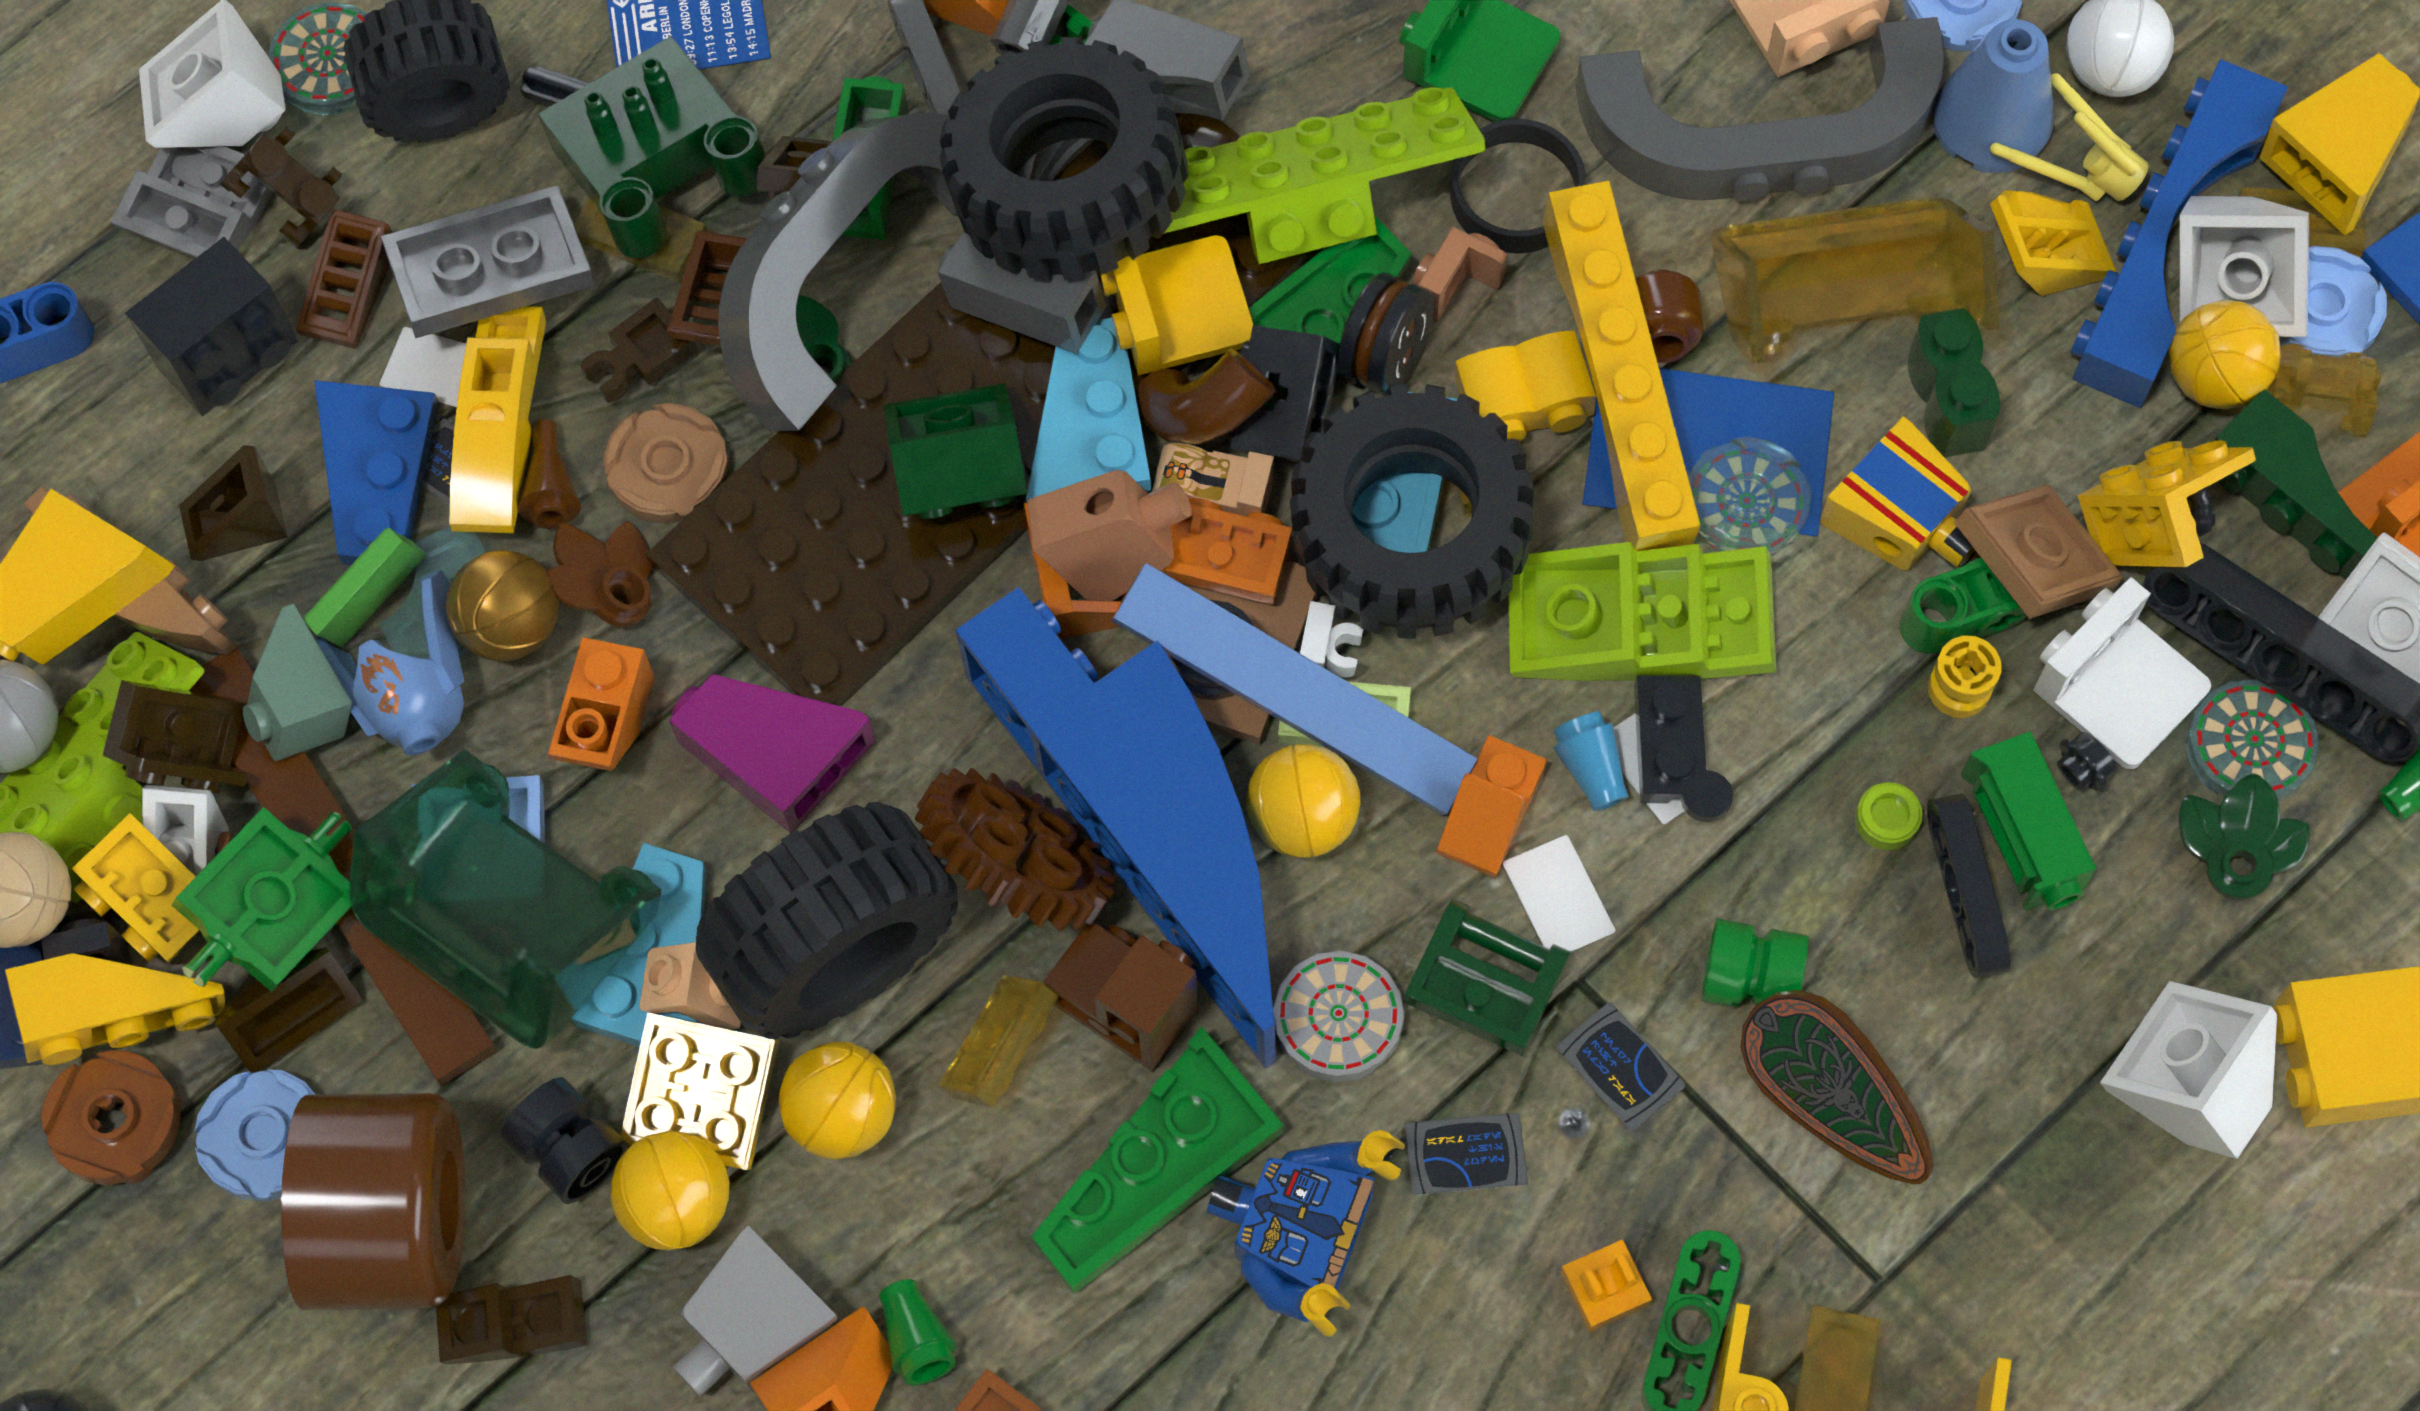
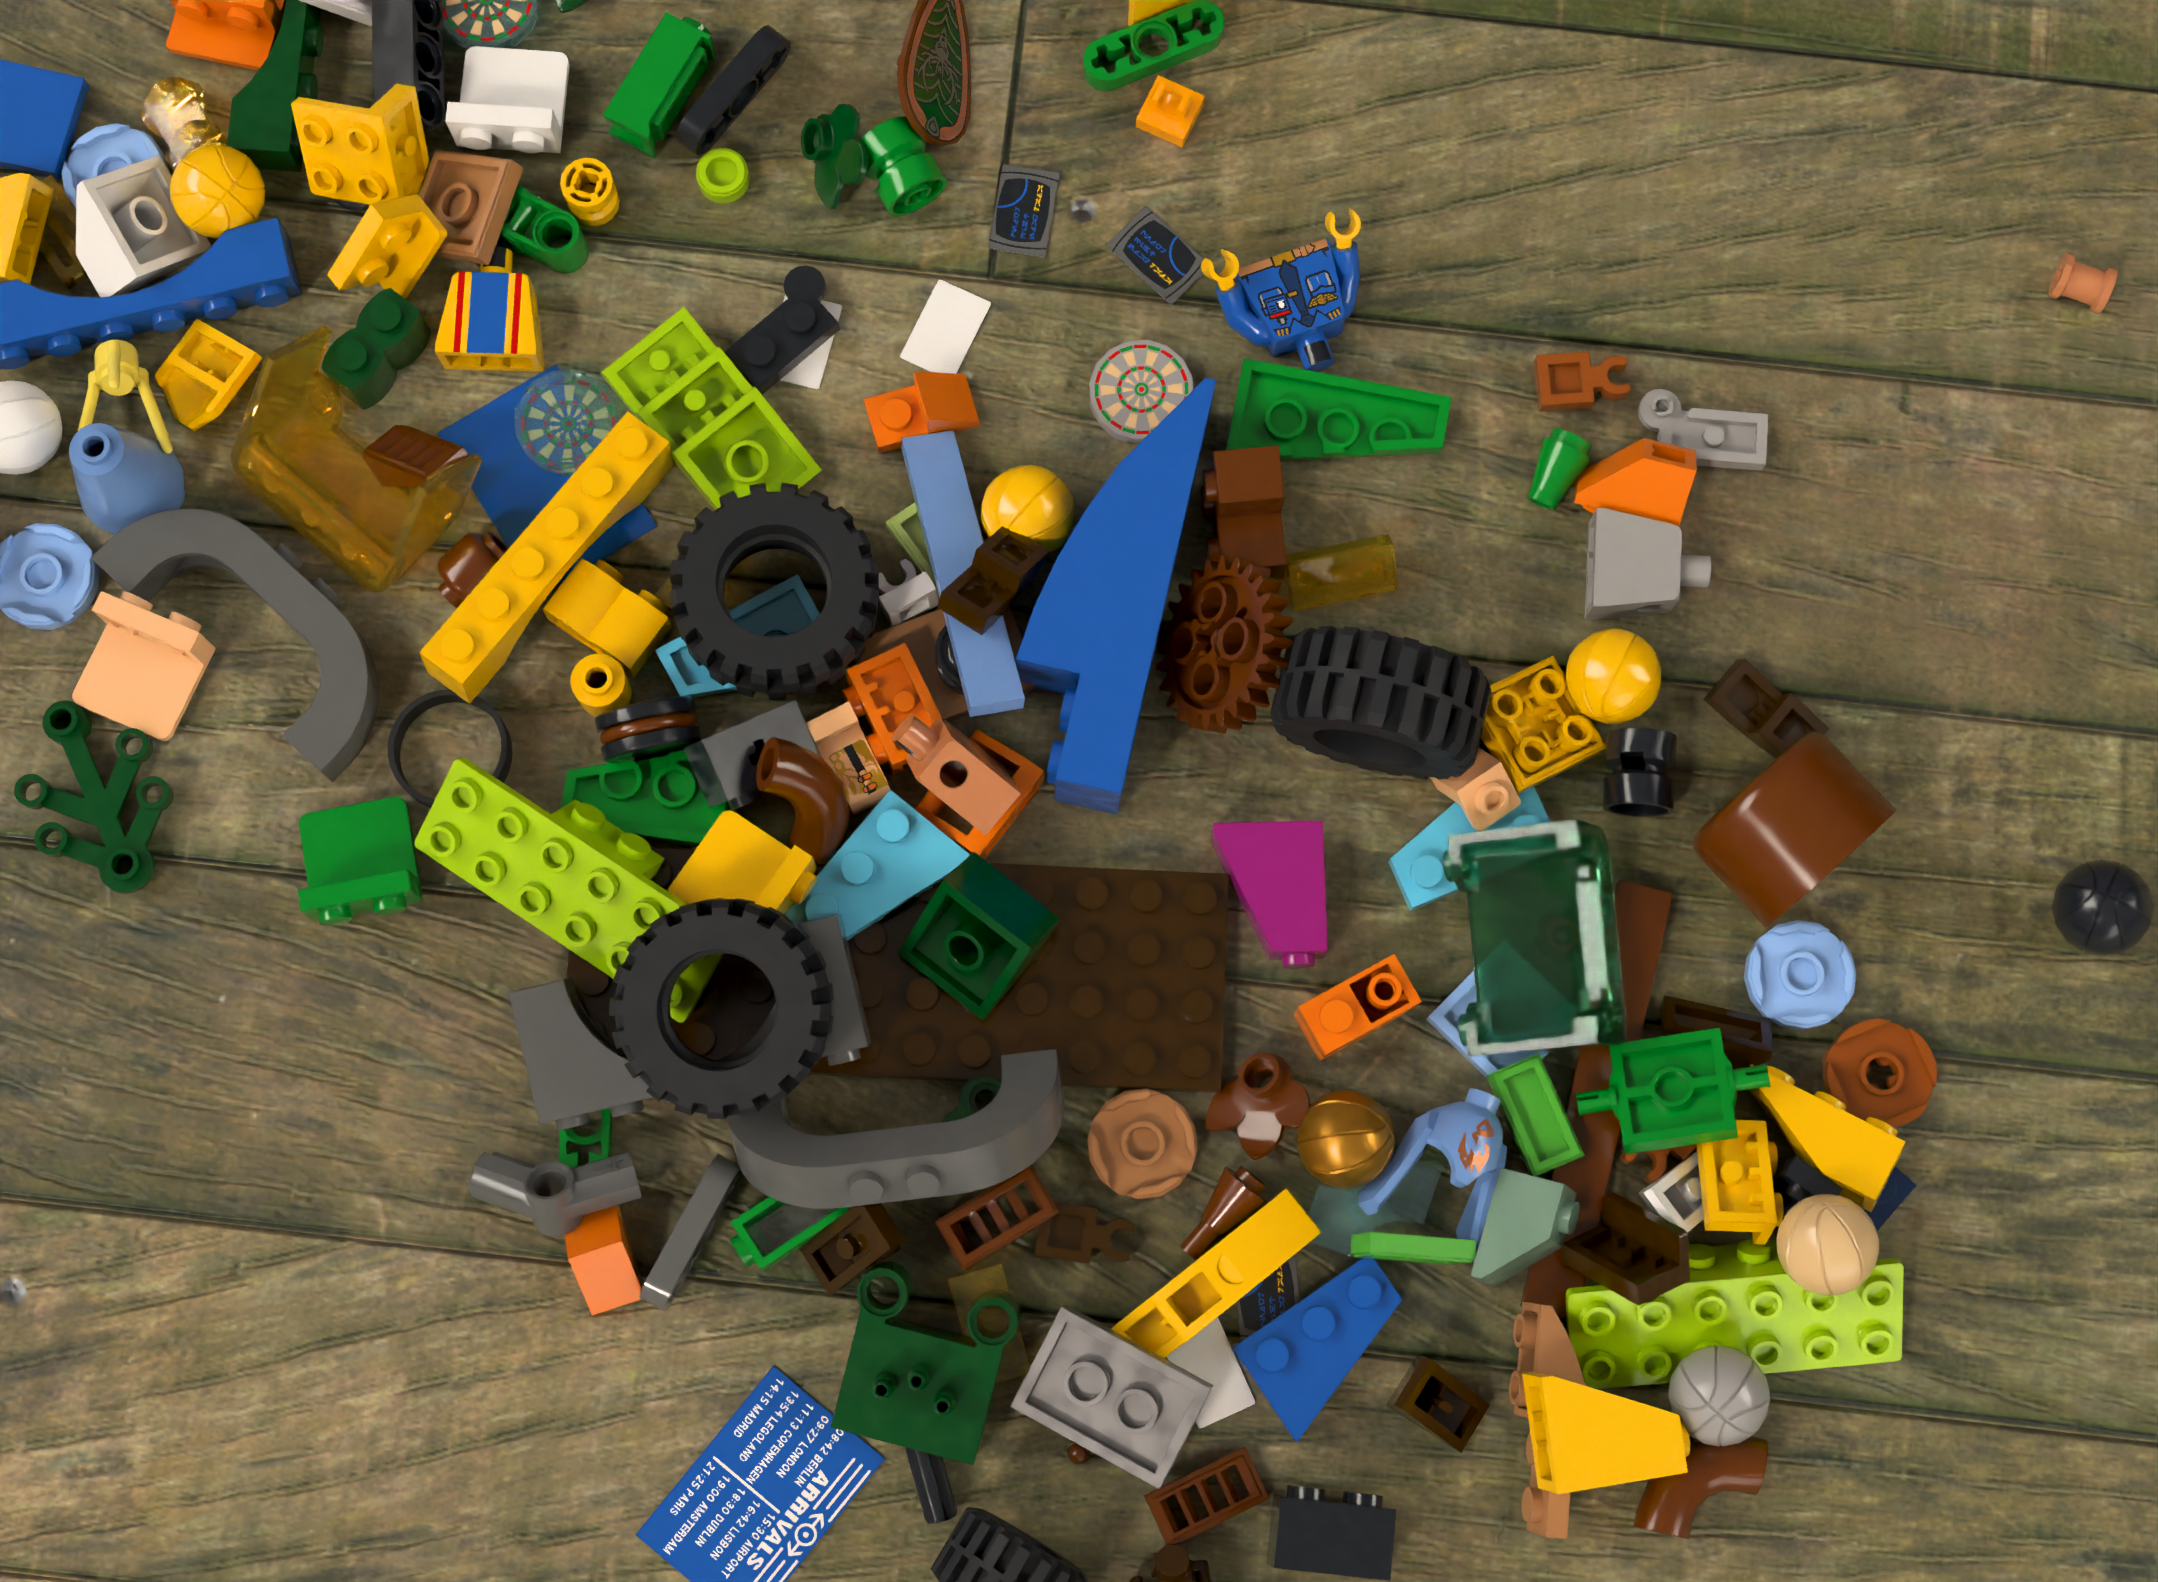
camera: 135 degrees left, 10 degrees up
(356, 777) = (1535, 1115): none -> bright green tile
(837, 1100) = (1471, 622): yellow piece -> none
(1254, 693) = (994, 580): none -> dark brown slope
(1460, 257) = (566, 739): nougat bracket -> none
(1461, 326) = (611, 695): none -> yellow brick
(1479, 994) = (1056, 318): dark green plate -> none
(1592, 758) = (838, 374): dark azure cone -> none
(1811, 327) = (410, 456): none -> reddish brown slope
(1836, 923) = (836, 152): none -> dark green plate
(2048, 466) = (390, 246): none -> yellow bracket
(2085, 762) = (588, 83): black plate -> none

